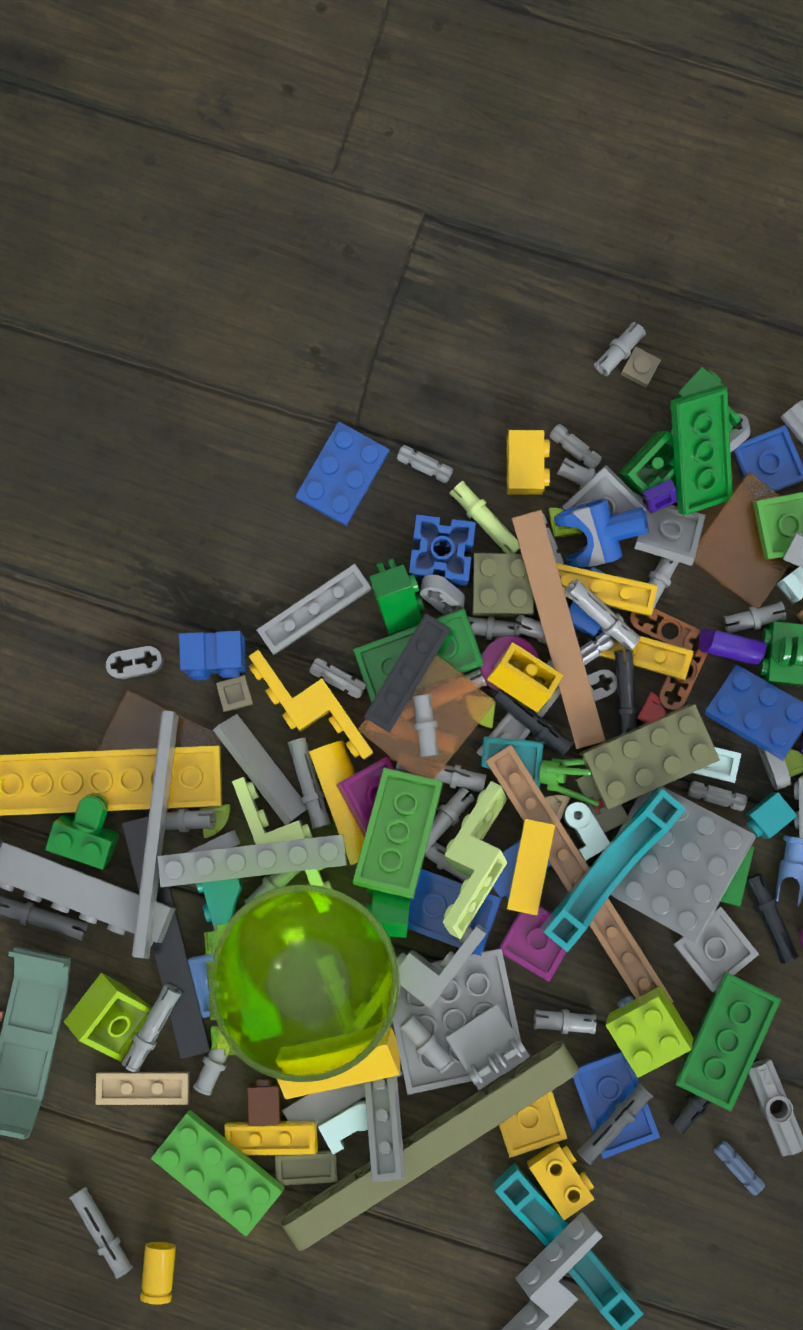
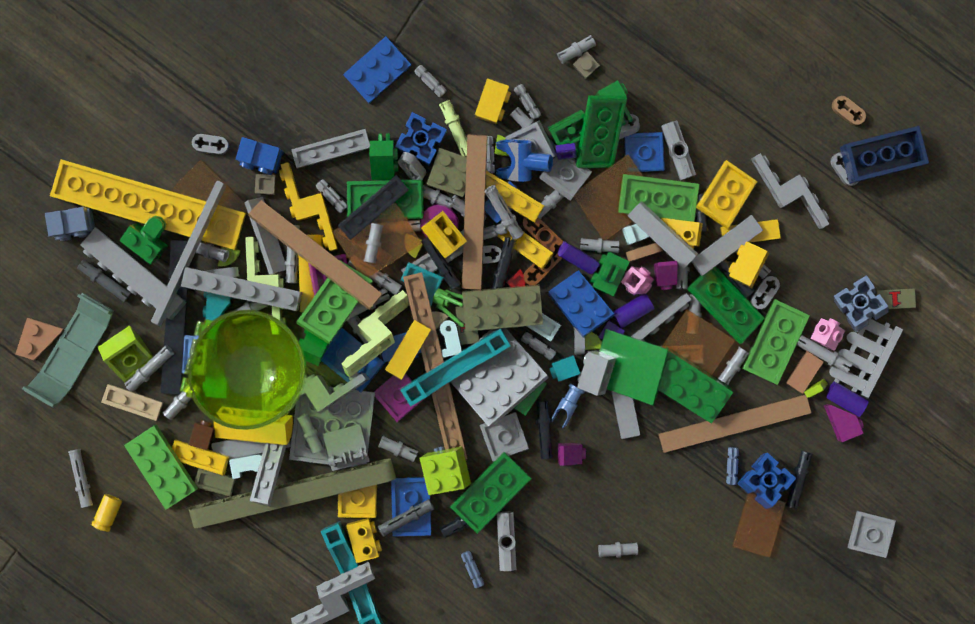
camera: 20 degrees right, 5 degrees up
(345, 772) = (315, 254): none -> medium nougat tile

